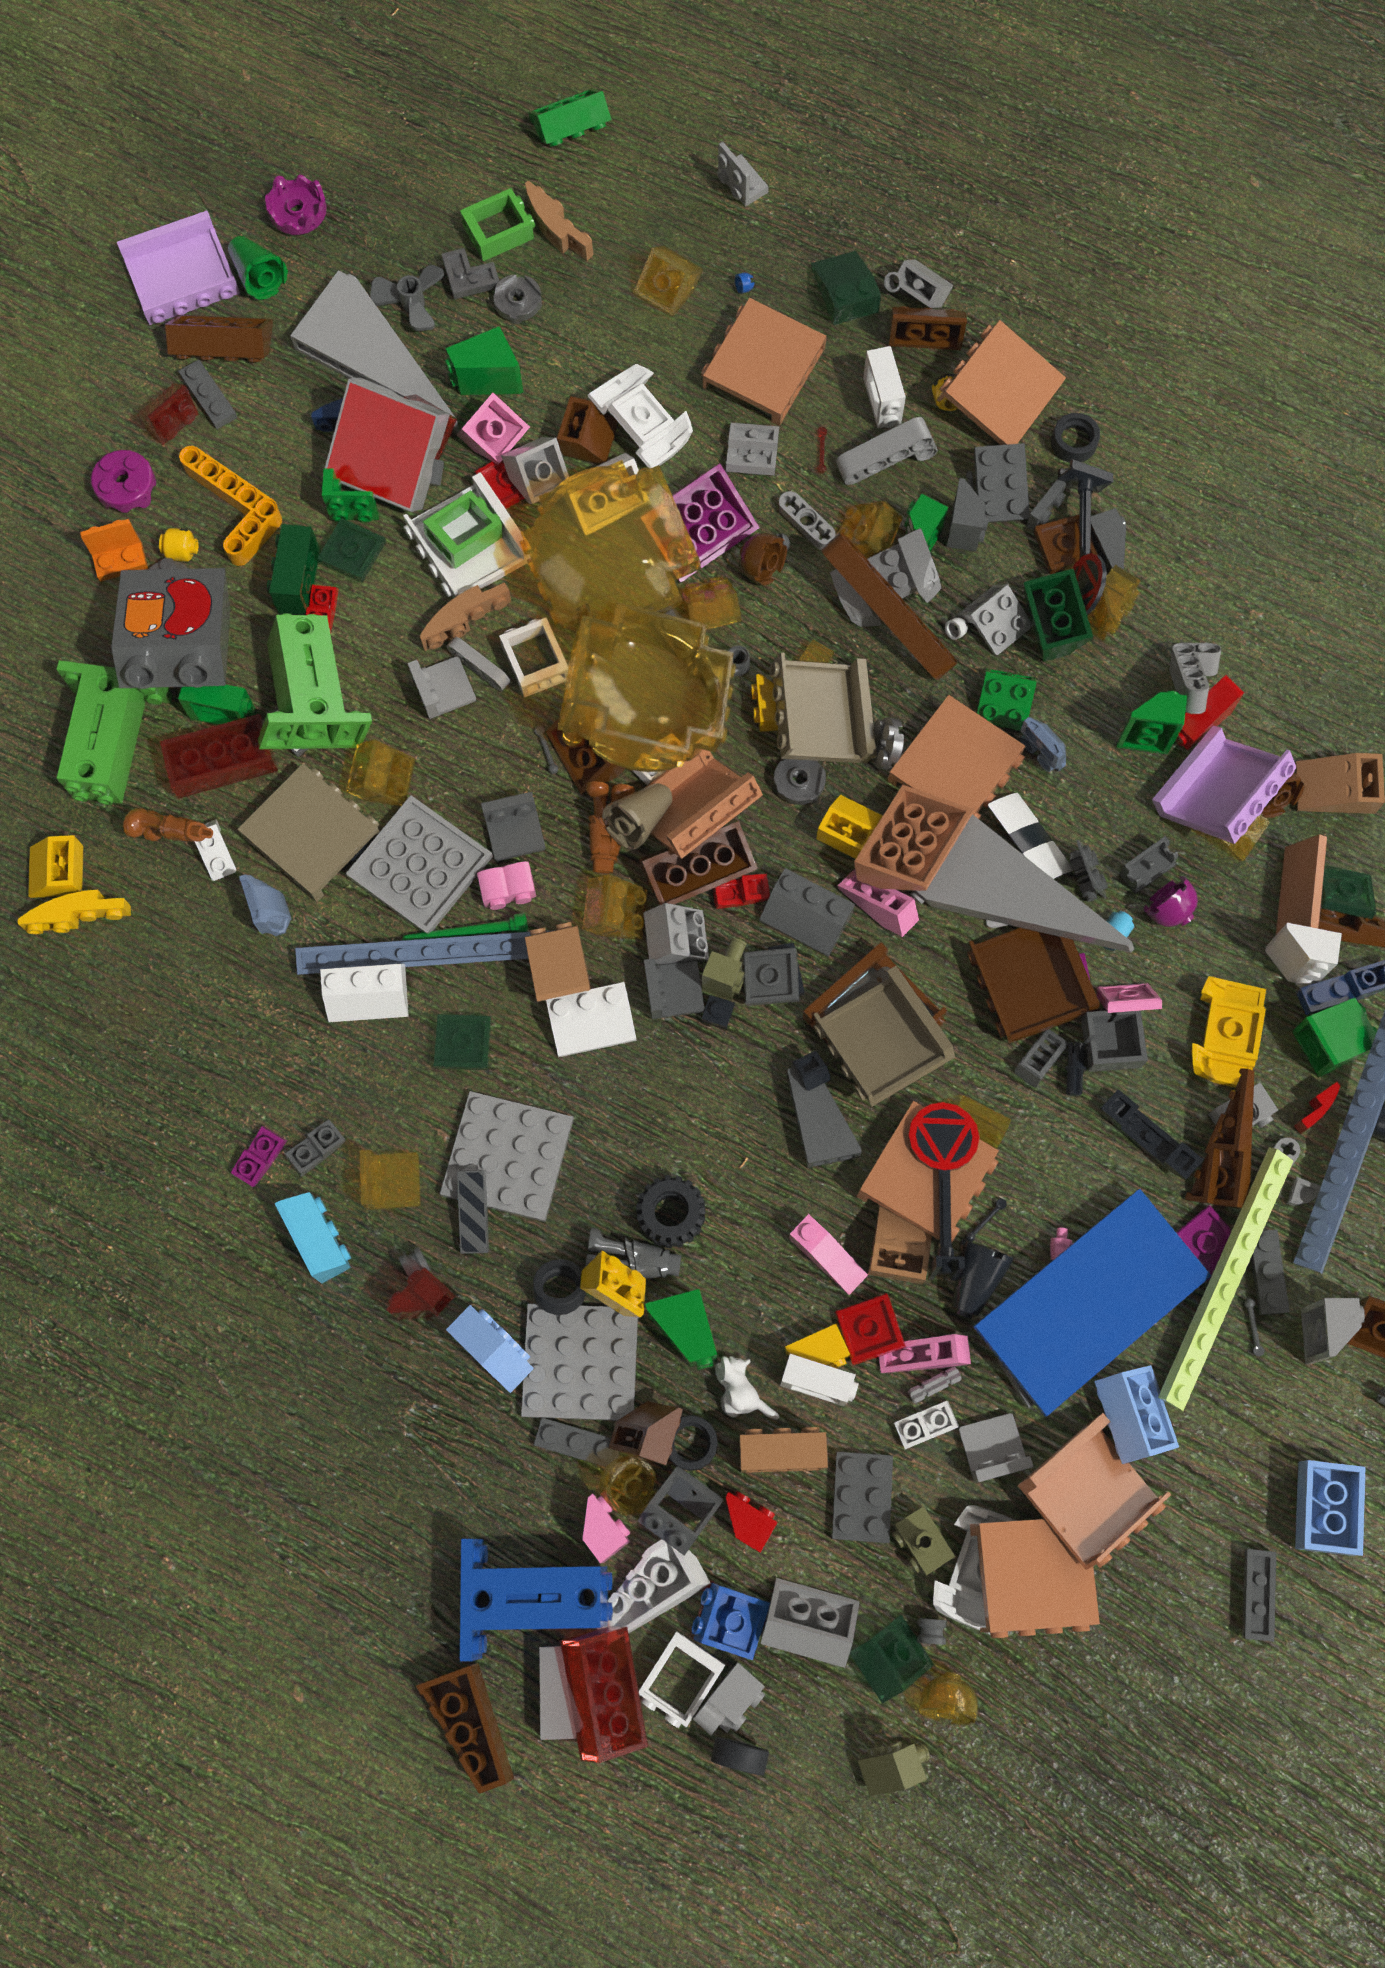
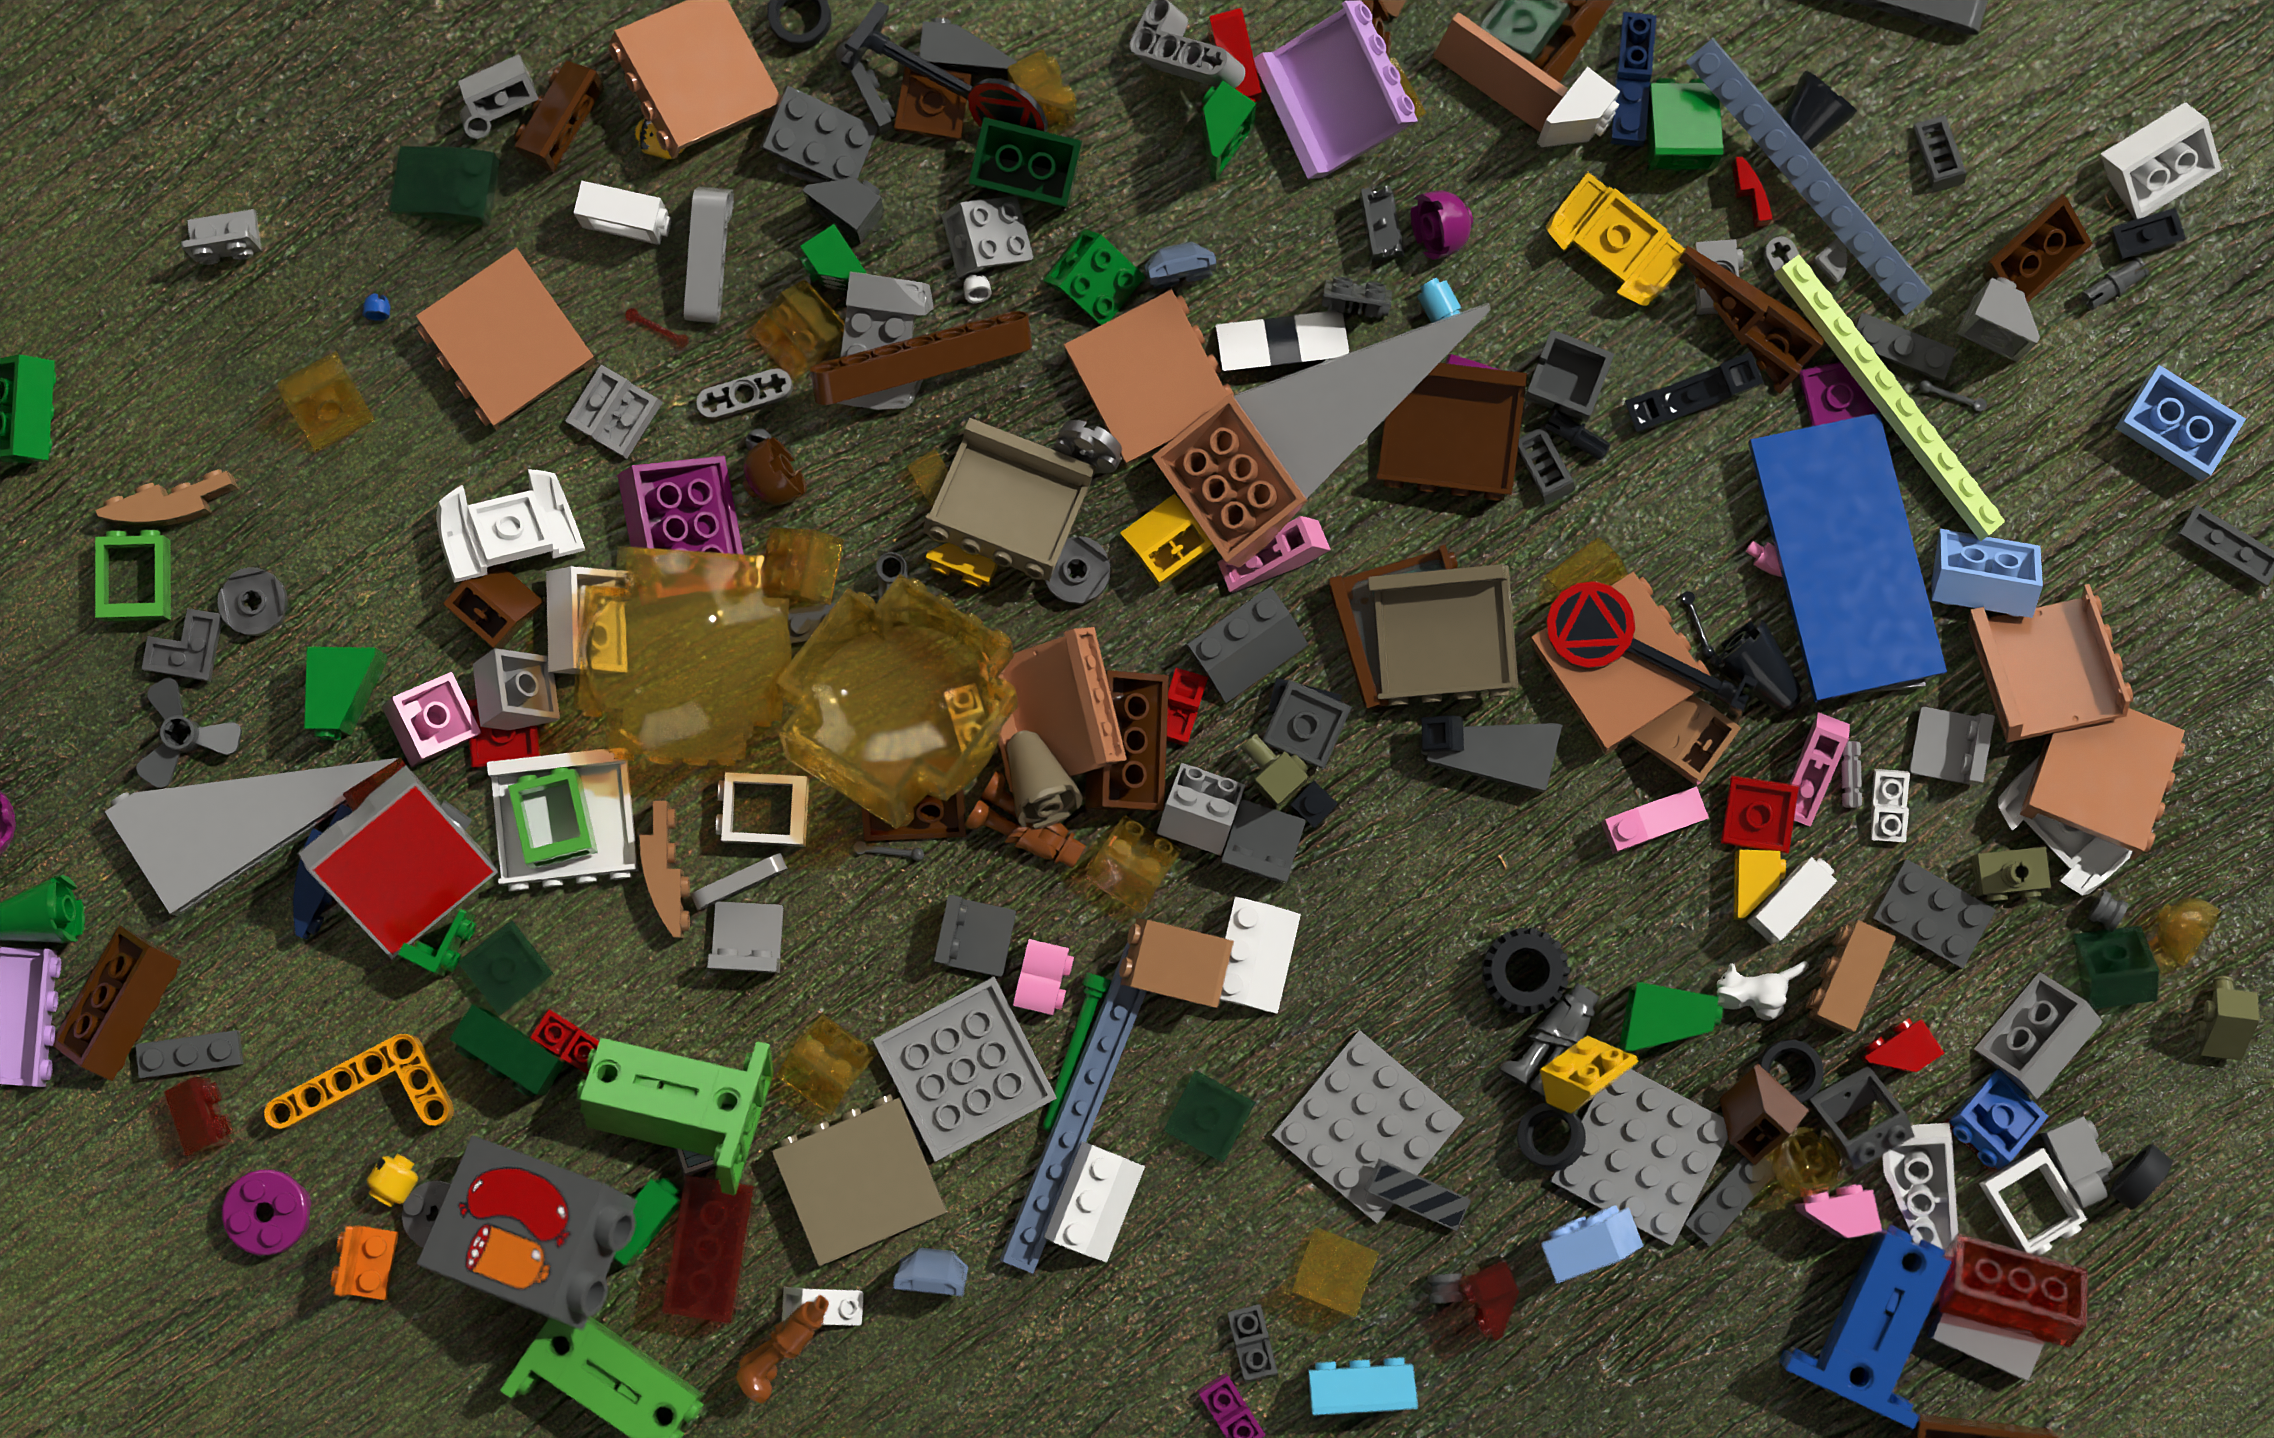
camera: 65 degrees left, 10 degrees up
(1128, 998) = (1529, 334): bright pink tile -> none

